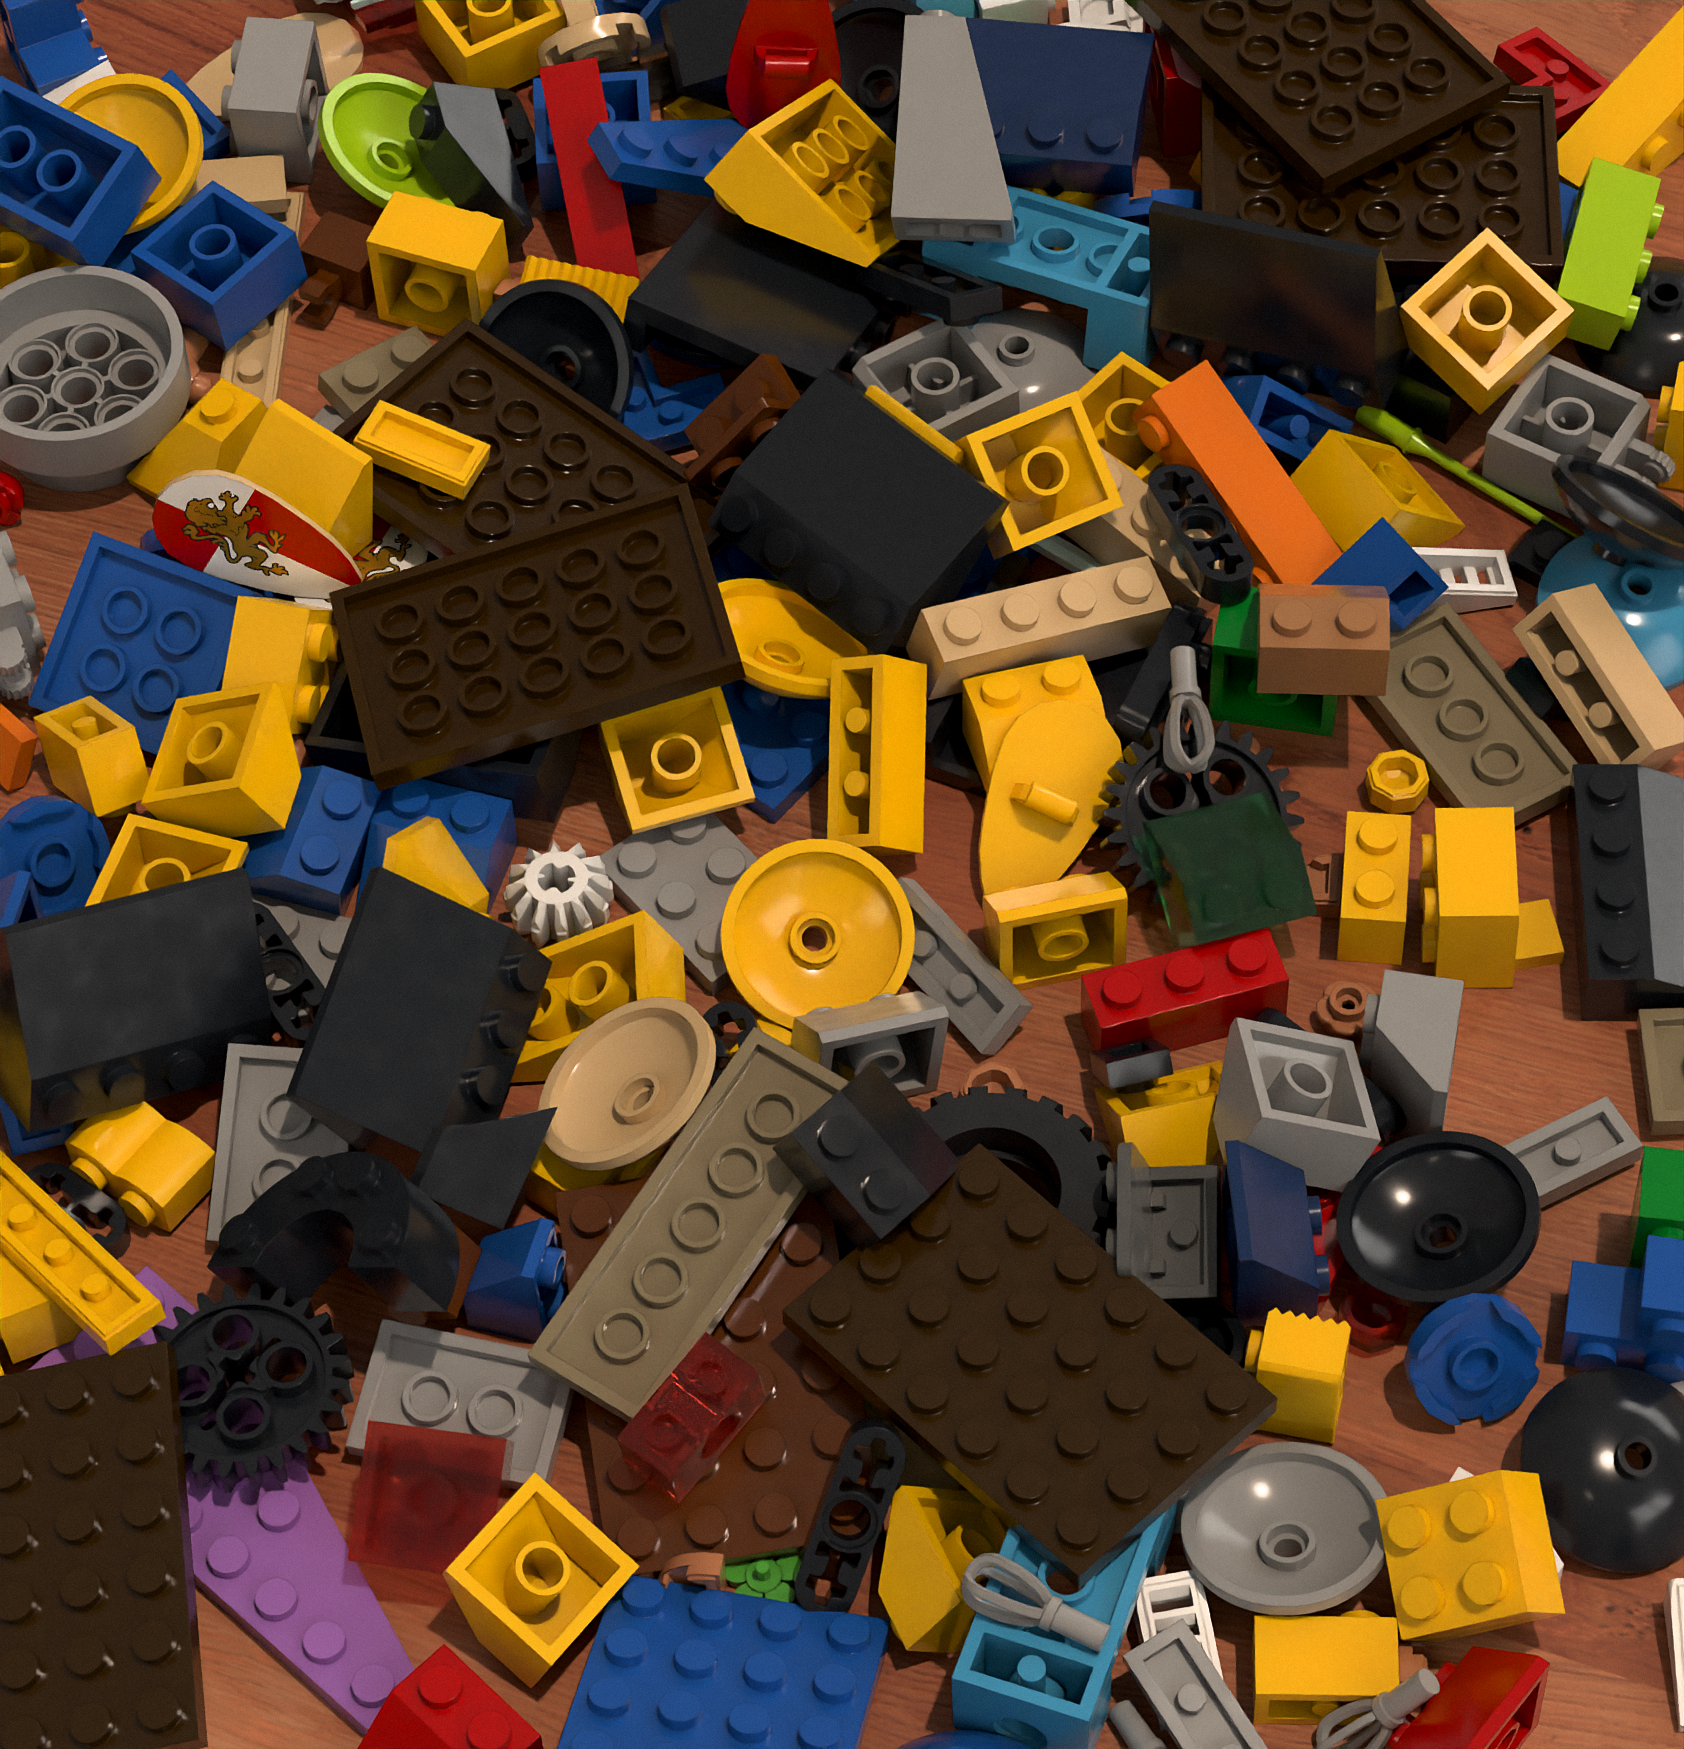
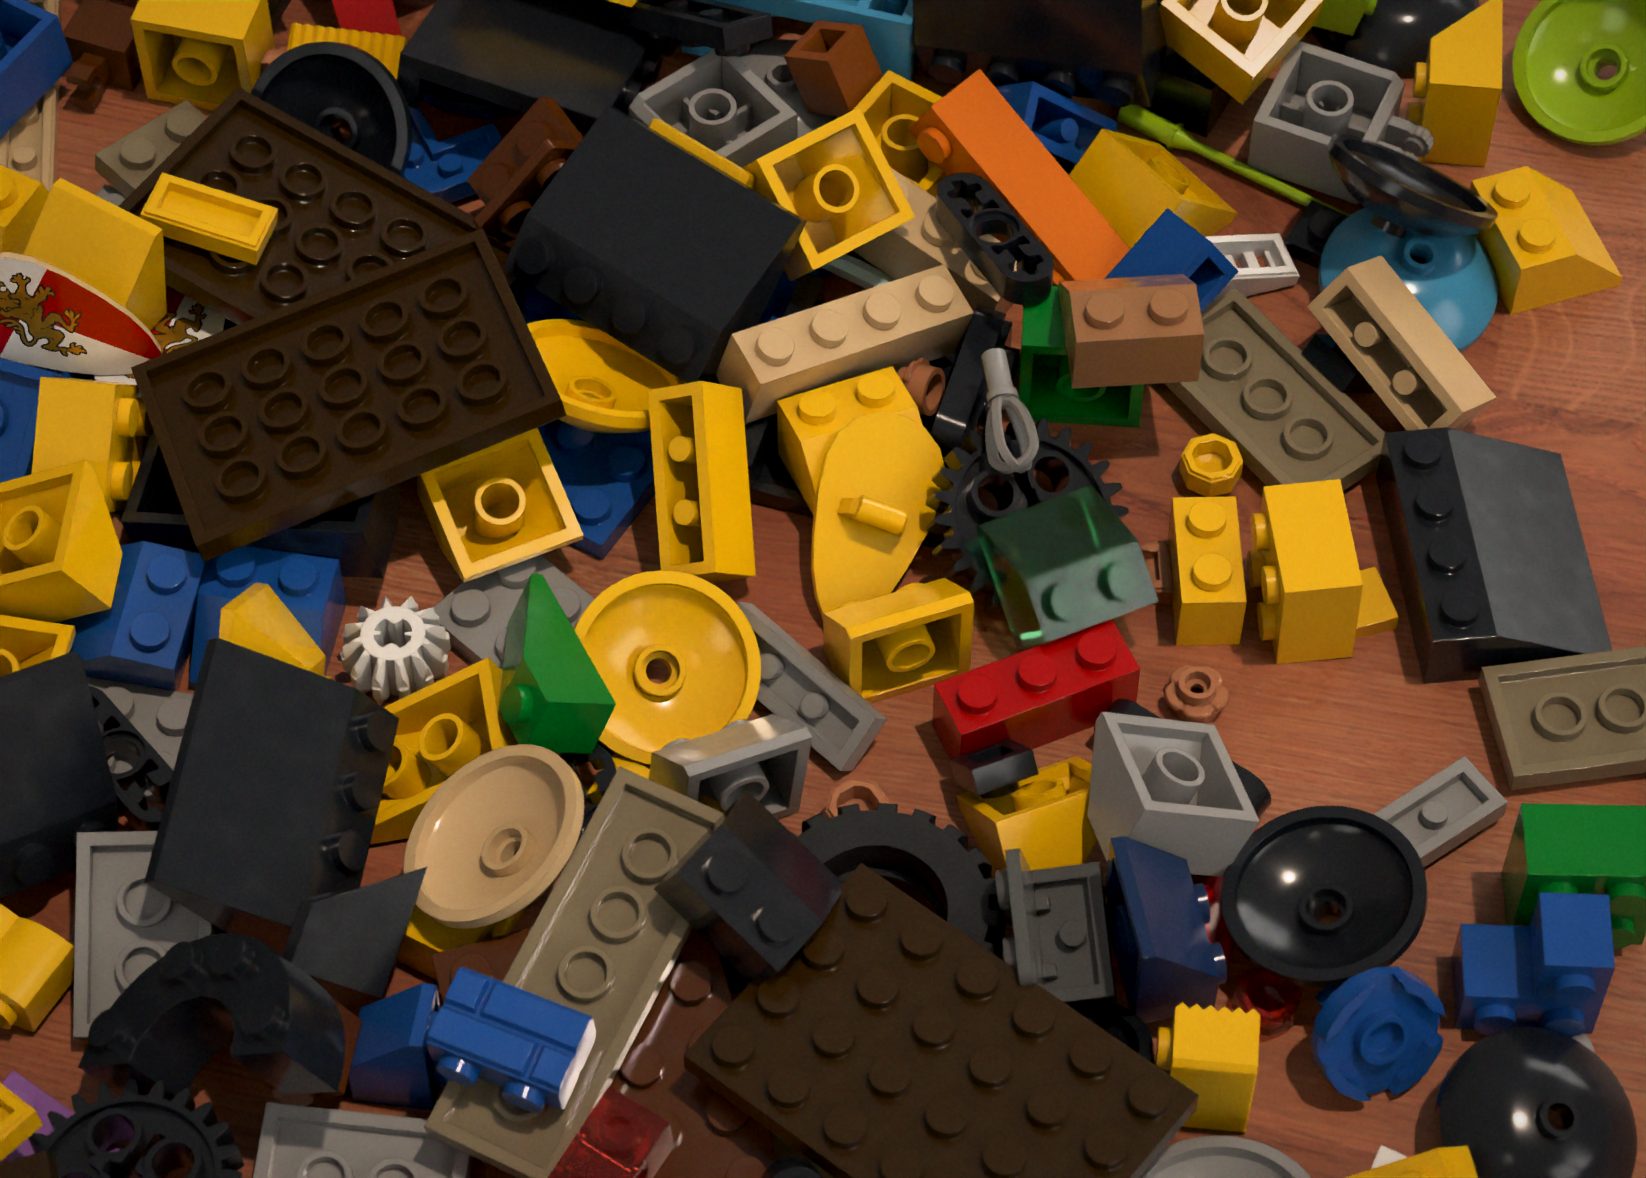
camera: 10 degrees left, 0 degrees up
(616, 1280) = (510, 1041): none -> blue brick
(701, 938) = (548, 680): none -> green slope
(1065, 344) = (833, 67): none -> dark orange brick
(1113, 676) = (924, 385): none -> nougat plate
(1413, 1044) = (1274, 724): light grey slope -> none

